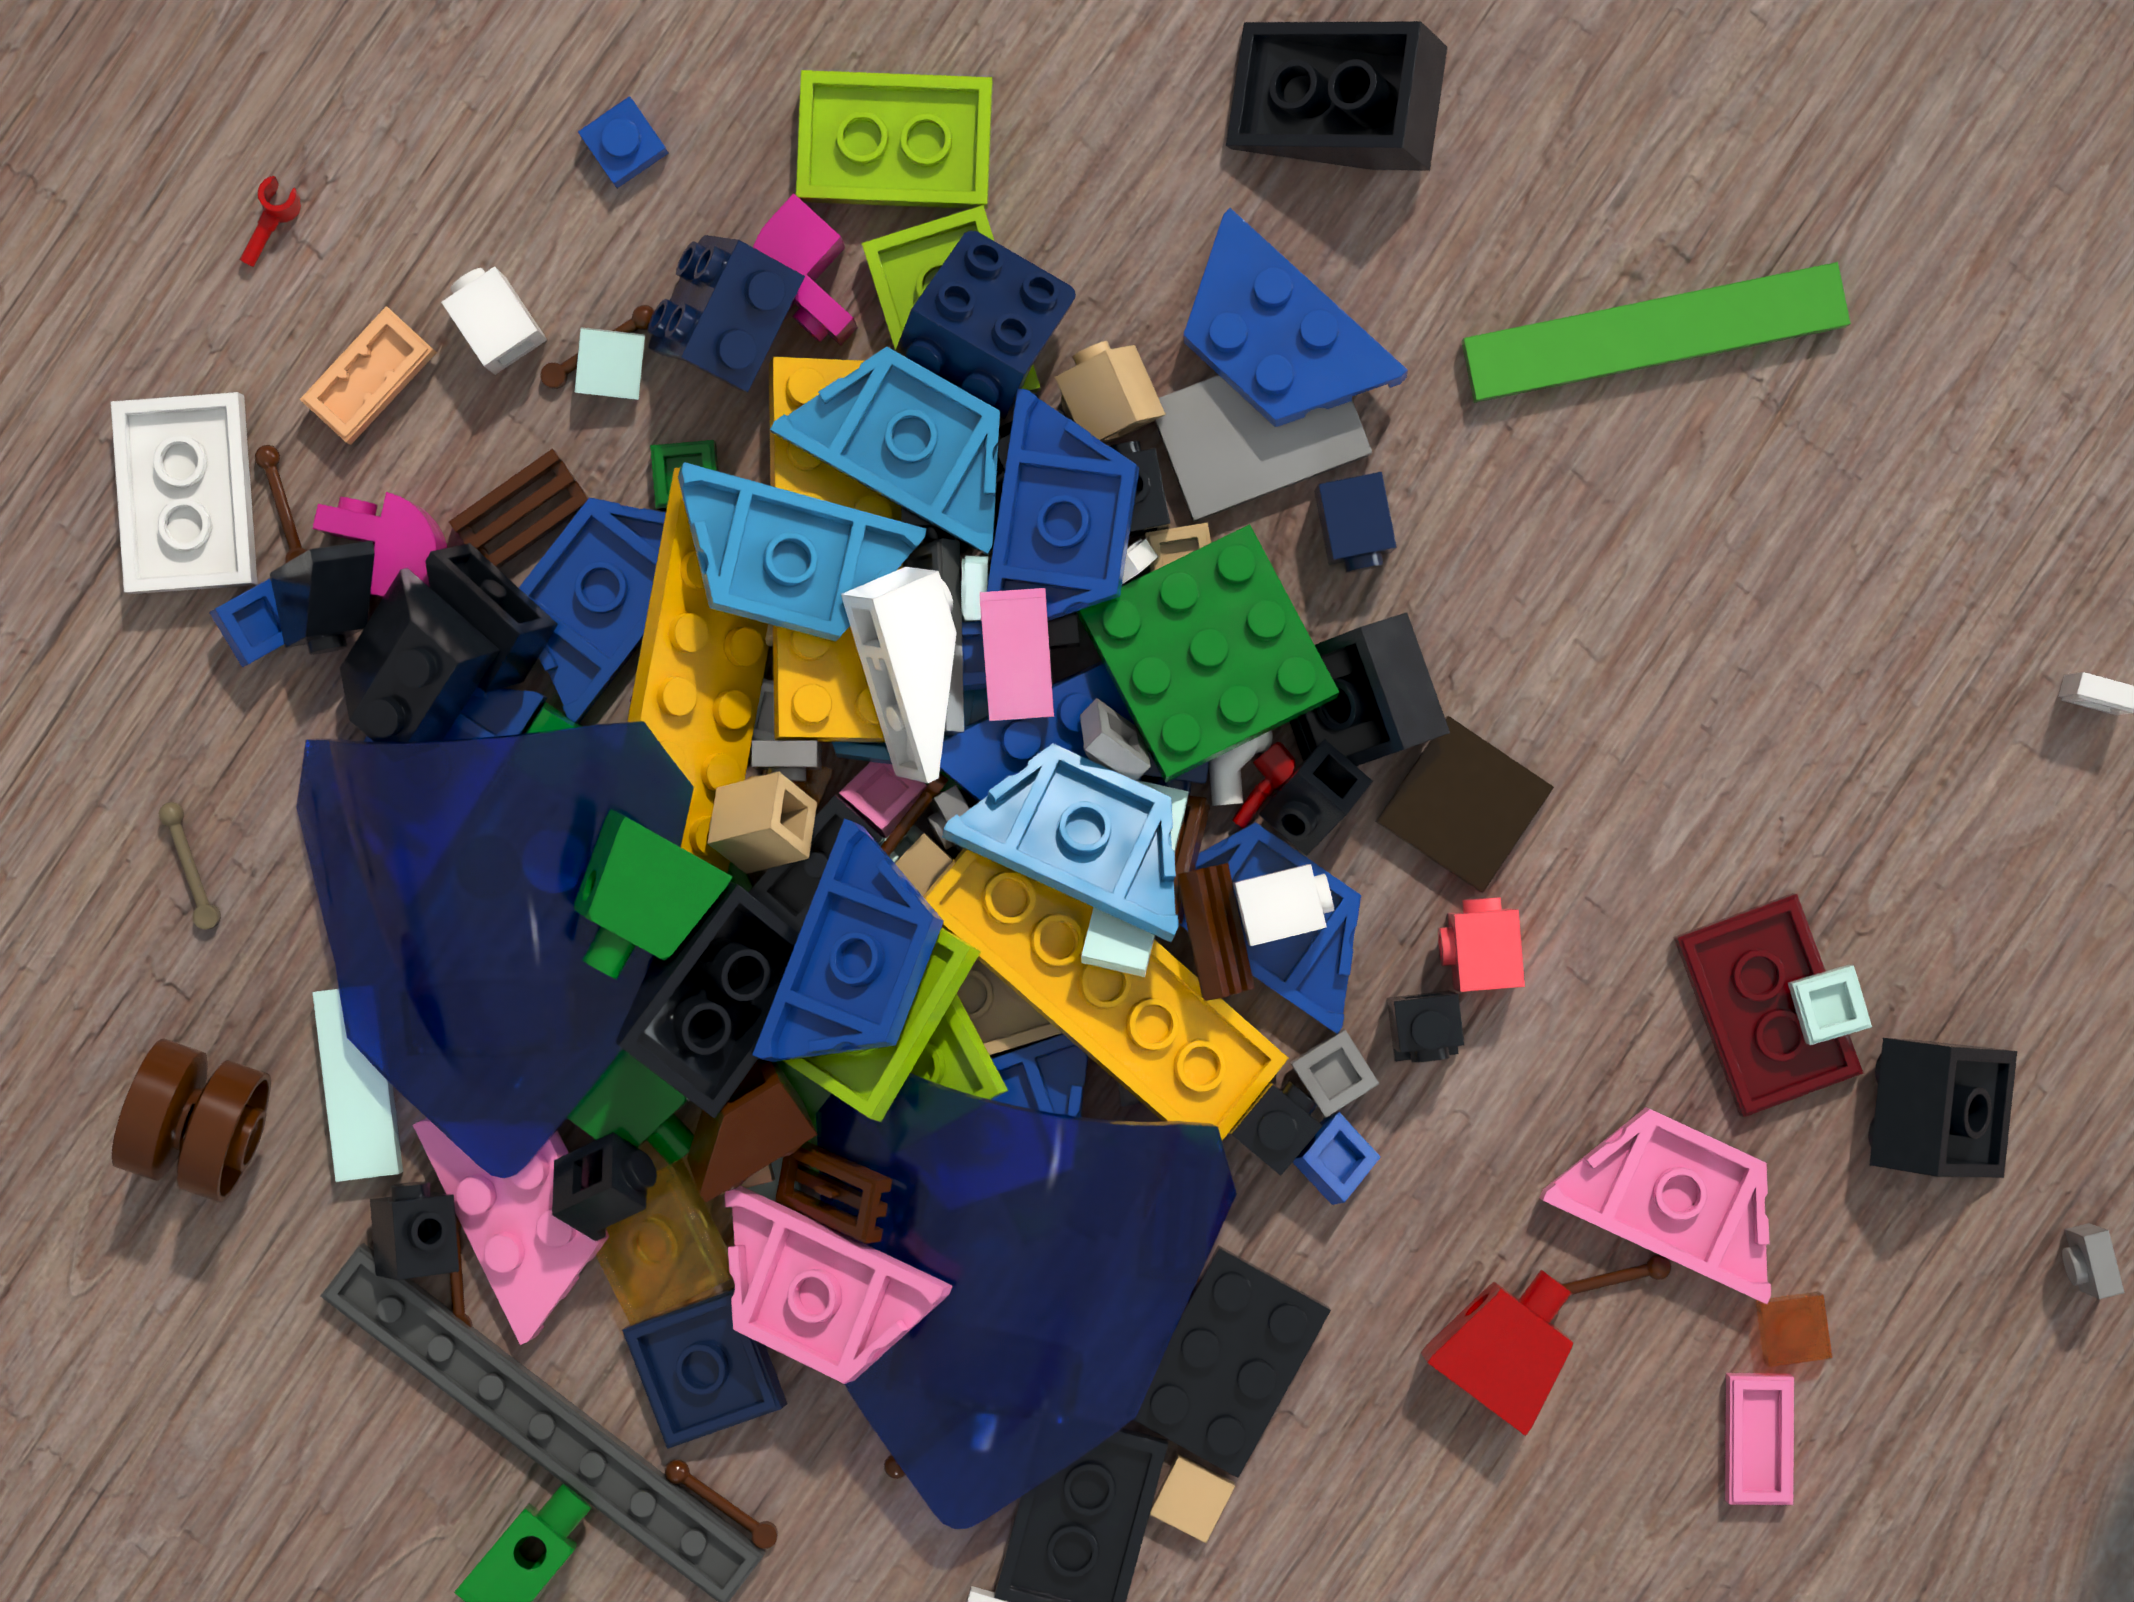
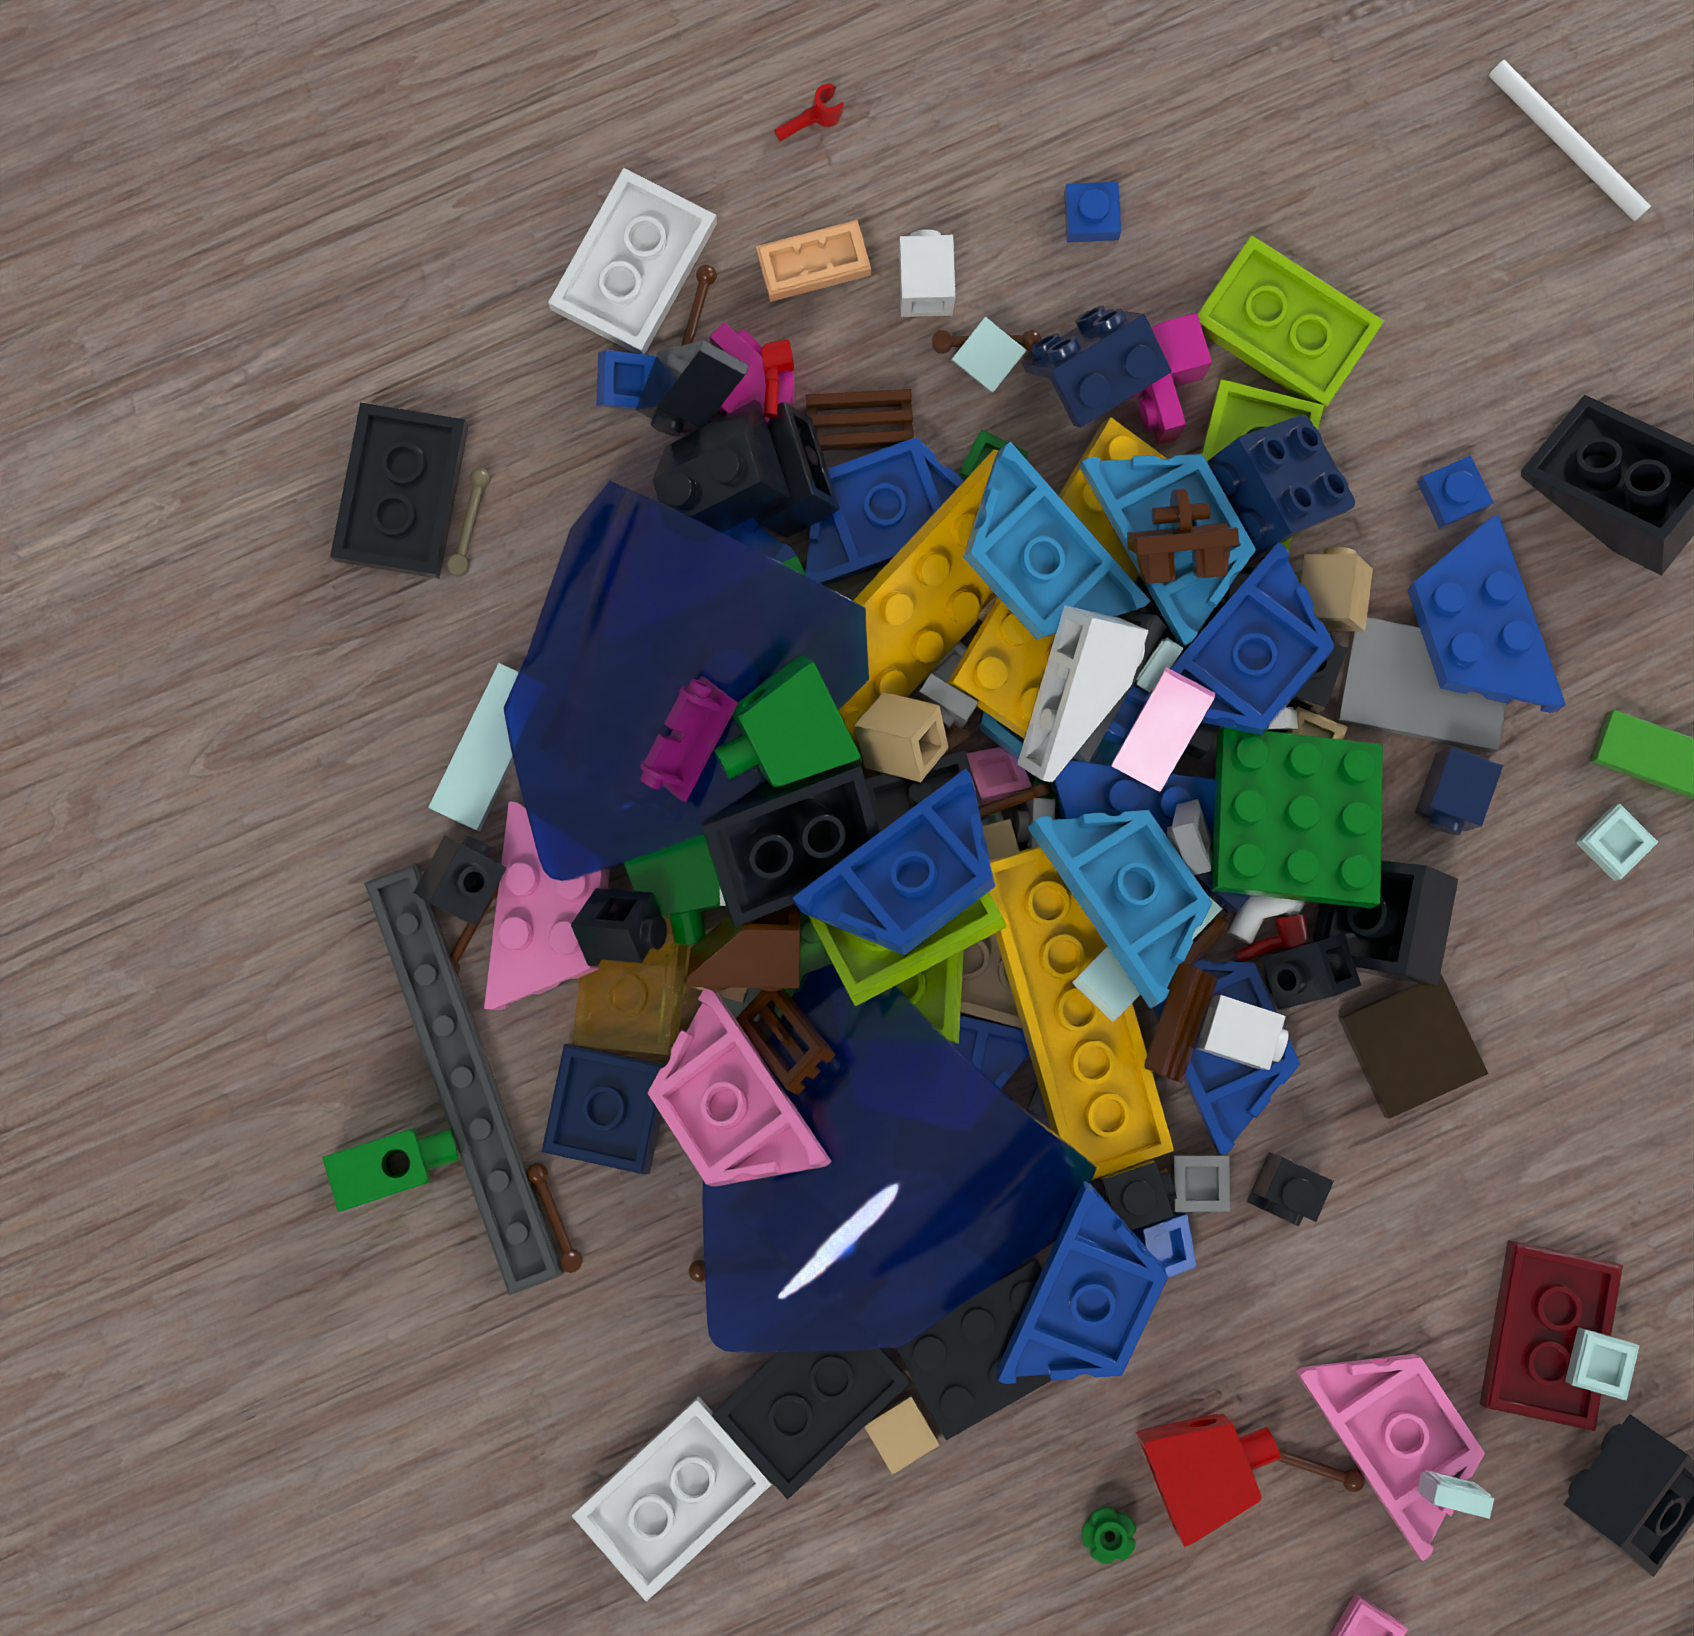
camera: 30 degrees right, 5 degrees down
(98, 879) = (399, 490): none -> black plate
(181, 1117) = (354, 696): reddish brown wheel -> none
(395, 513) = (776, 359): none -> red hand
(551, 947) = (697, 726): none -> magenta hinge
(942, 438) = (1207, 541): none -> reddish brown hips
(1172, 208) = (1455, 492): none -> blue plate
(1286, 1258) = (1087, 1298): none -> blue wing
(1442, 1454) = (1105, 1520): none -> green plate
(1483, 946) = (1368, 1158): coral brick -> none
(1547, 470) = (1616, 842): none -> light aqua tile
(1754, 1222) = (1455, 1494): none -> light aqua tile
(1794, 1329) = (1428, 1592): clear orange plate -> none

